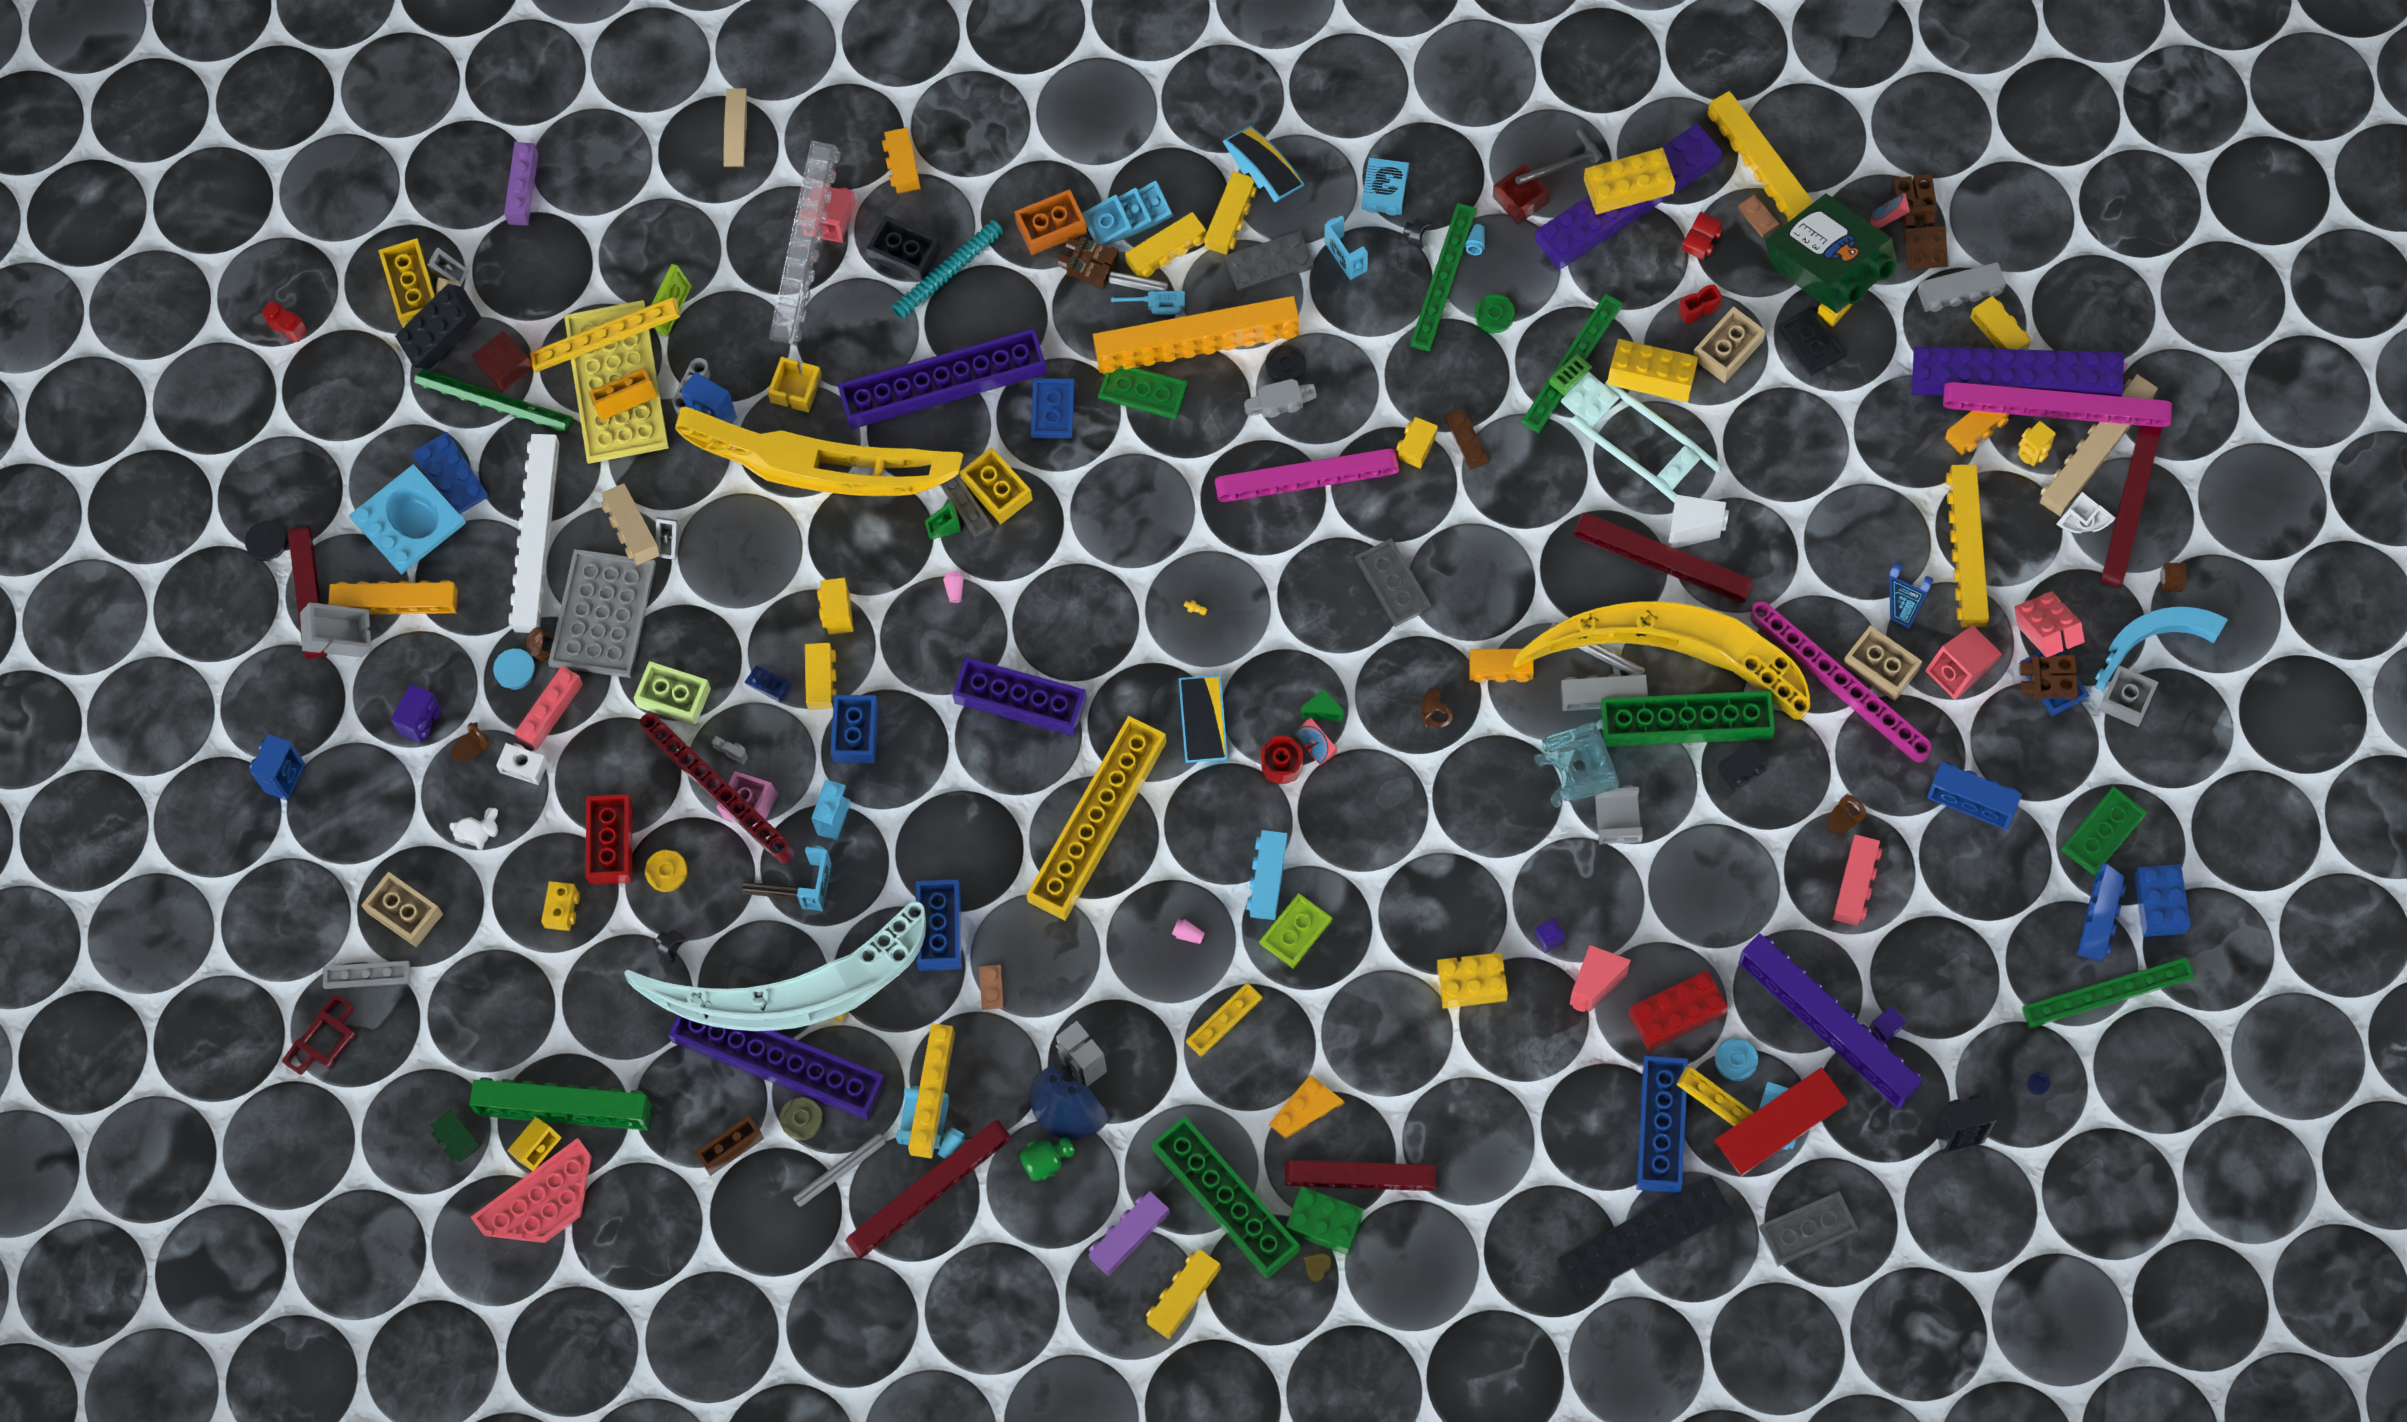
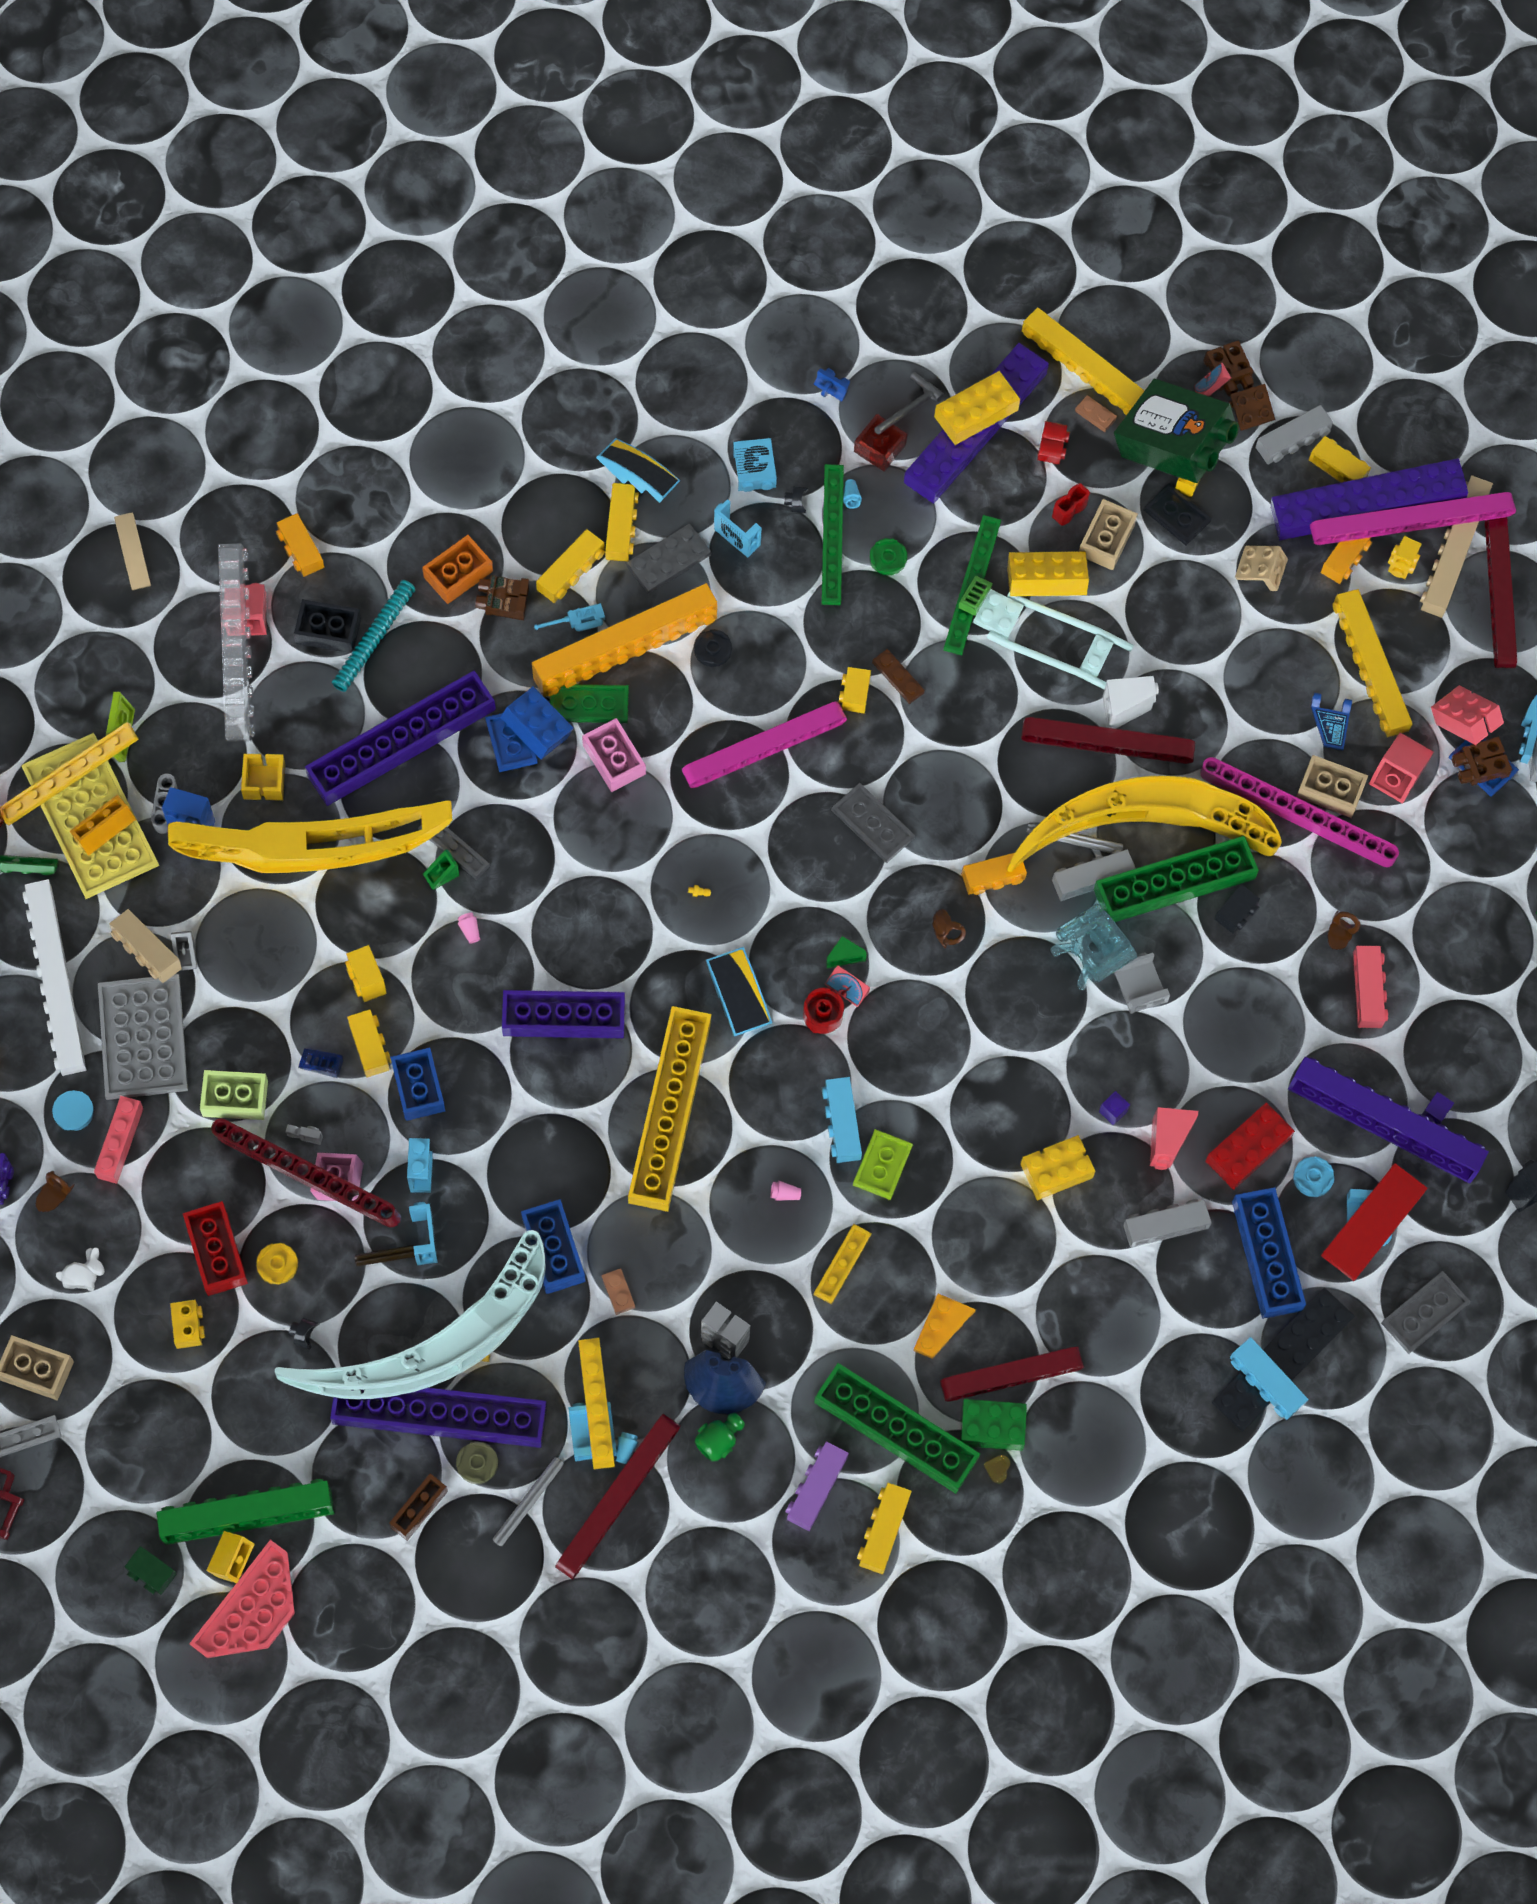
camera: 25 degrees left, 0 degrees up
(530, 772) = (117, 1205): white brick -> none
(535, 642) = (88, 1080): reddish brown piece -> none
(996, 485) = (482, 824): yellow brick -> none
(1081, 396) = (537, 722): none -> blue brick
(1127, 214) = (526, 545): medium azure slope -> none
(1137, 282) = (553, 605): light grey axle -> none
(1150, 448) = (614, 755): none -> bright pink brick
(1279, 398) = (718, 680): light grey hinge -> none
(1489, 122) = (831, 385): none -> blue hips
(1567, 1067) = (1167, 1223): none -> light grey brick
(1619, 1250) = (1268, 1378): none -> medium azure brick
(1713, 1096) = (1308, 1216): yellow tile -> none
(1884, 414) = (1263, 564): none -> tan bracket
(1974, 795) = (1449, 884): blue brick -> none
(2084, 516) = (1464, 611): white brick -> none

